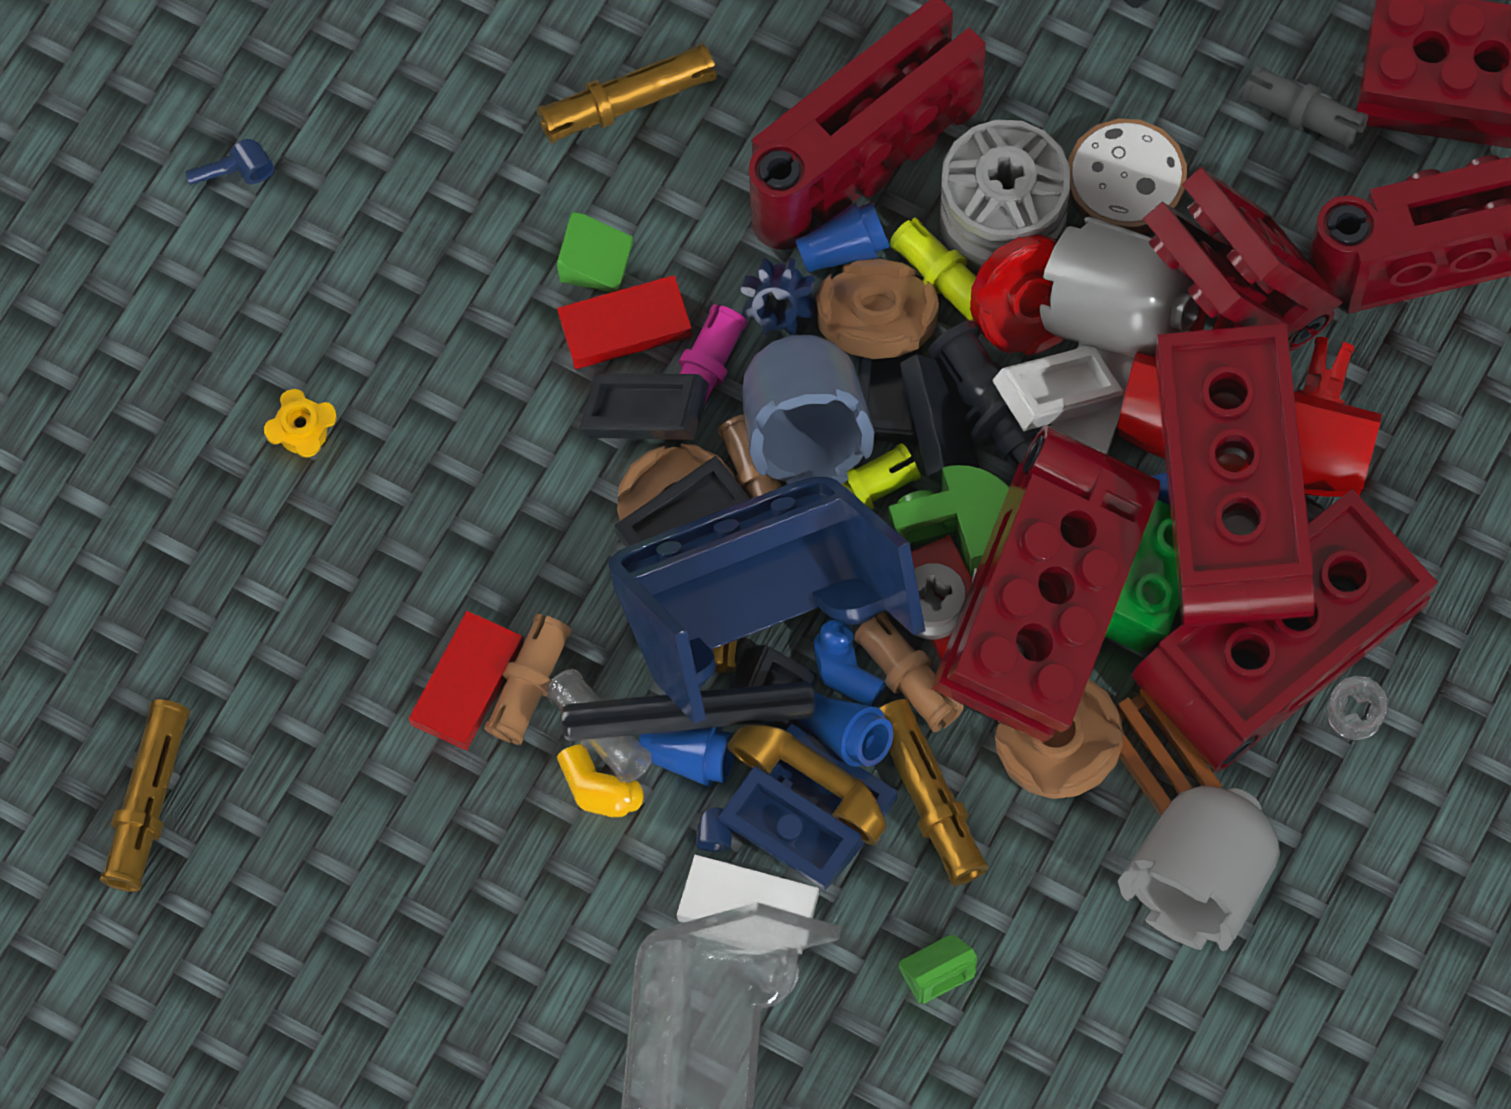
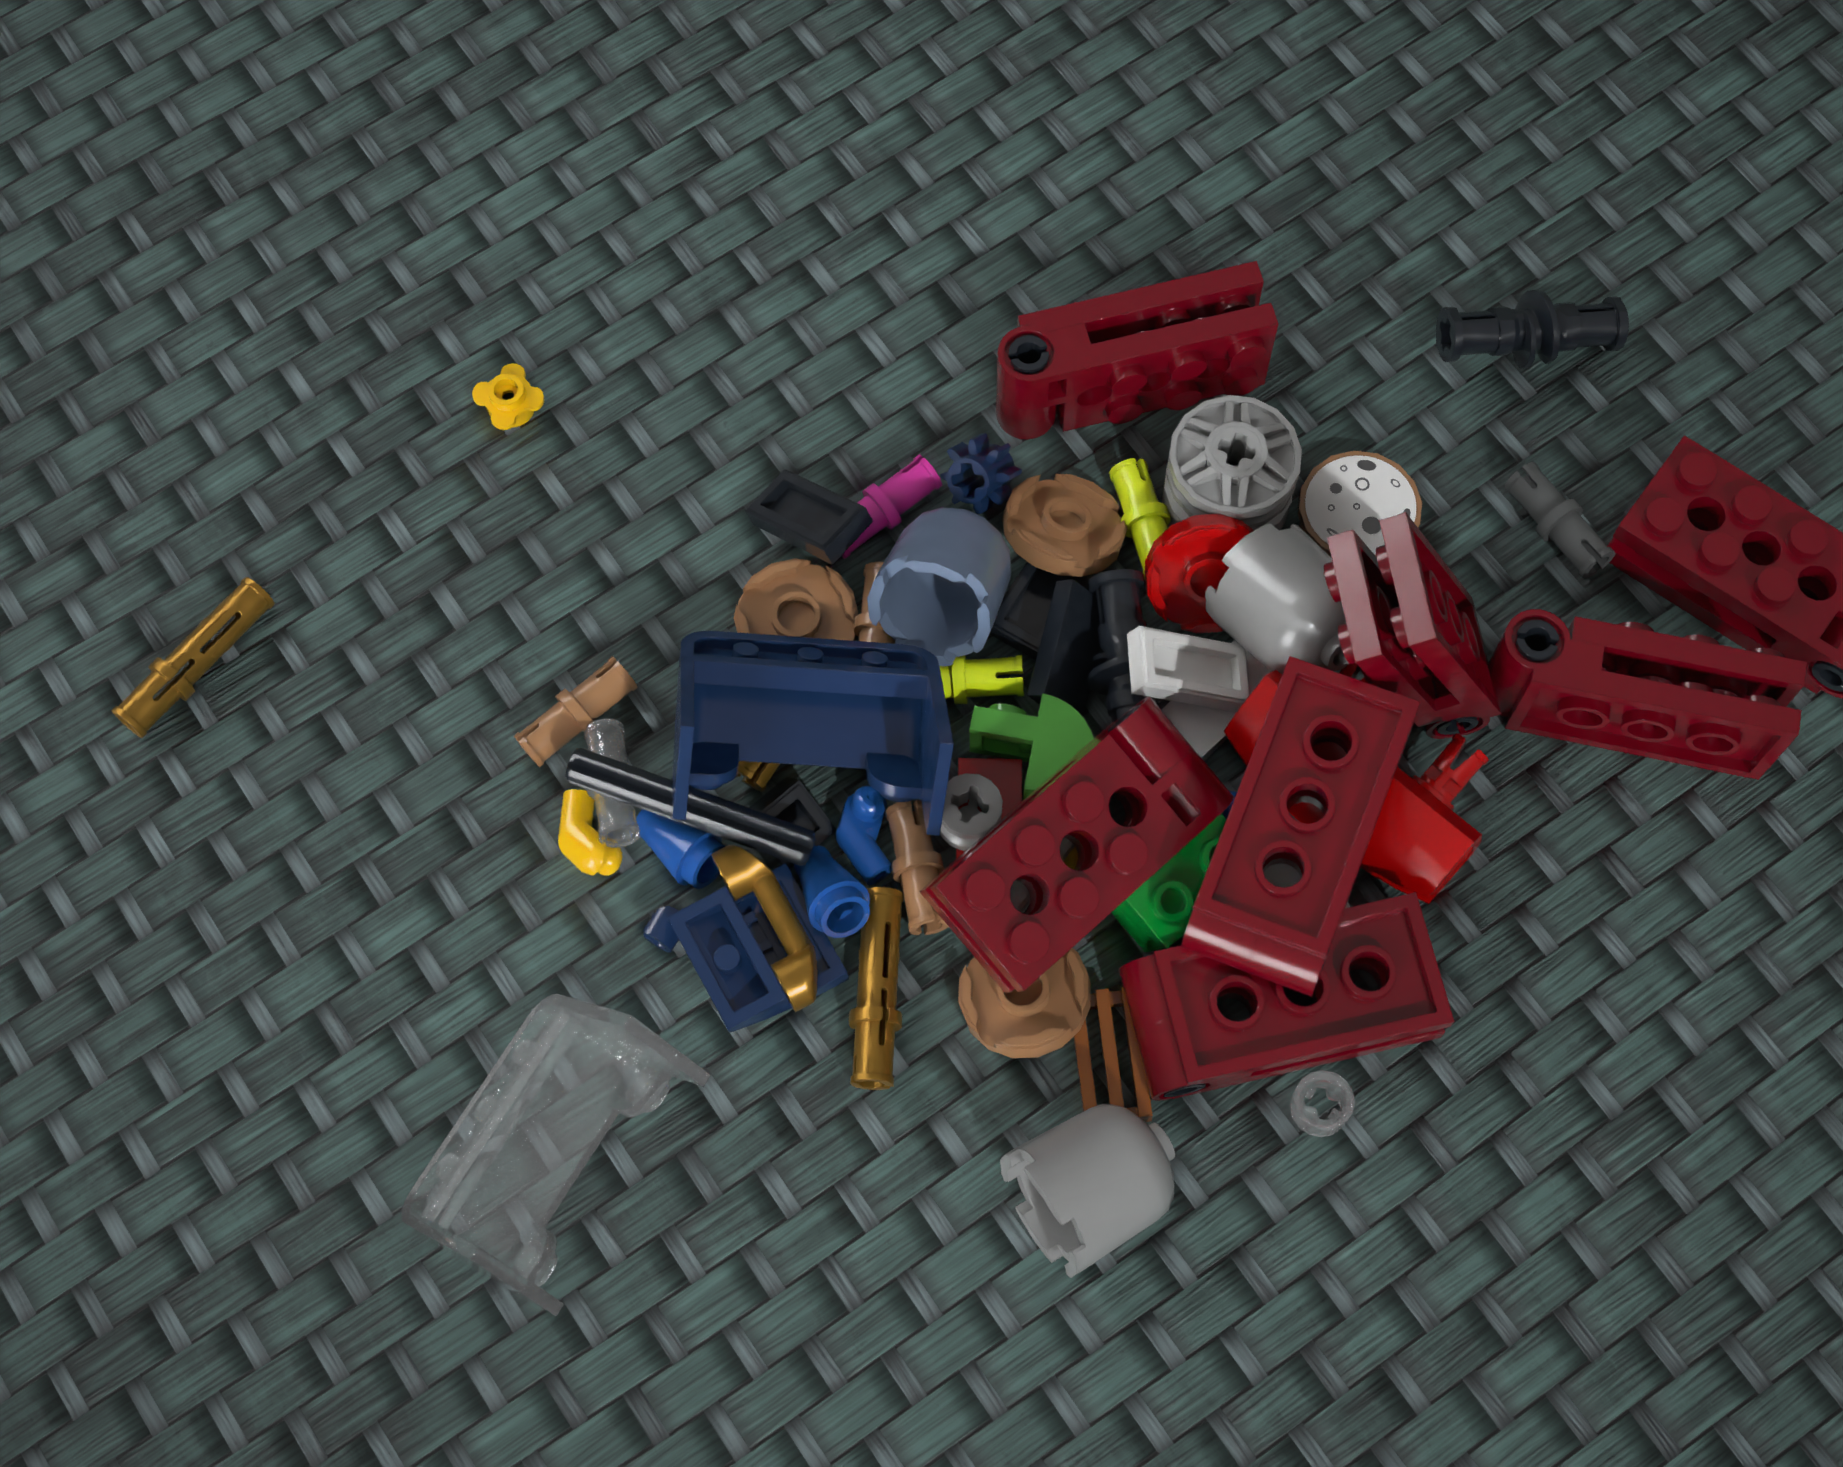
camera: 25 degrees right, 0 degrees up
(245, 156) = (592, 154): dark blue hand -> none
(466, 680) = (522, 687): red tile -> none
(593, 254) = (840, 364): bright green slope -> none
(624, 322) = (836, 436): red tile -> none
(626, 93) = (946, 238): pearl gold pin -> none
(691, 498) = (810, 616): black tile -> none
(723, 886) = (652, 996): white tile -> none
(844, 239) = (1070, 449): blue cone -> none
(938, 968) = (797, 1157): bright green slope -> none

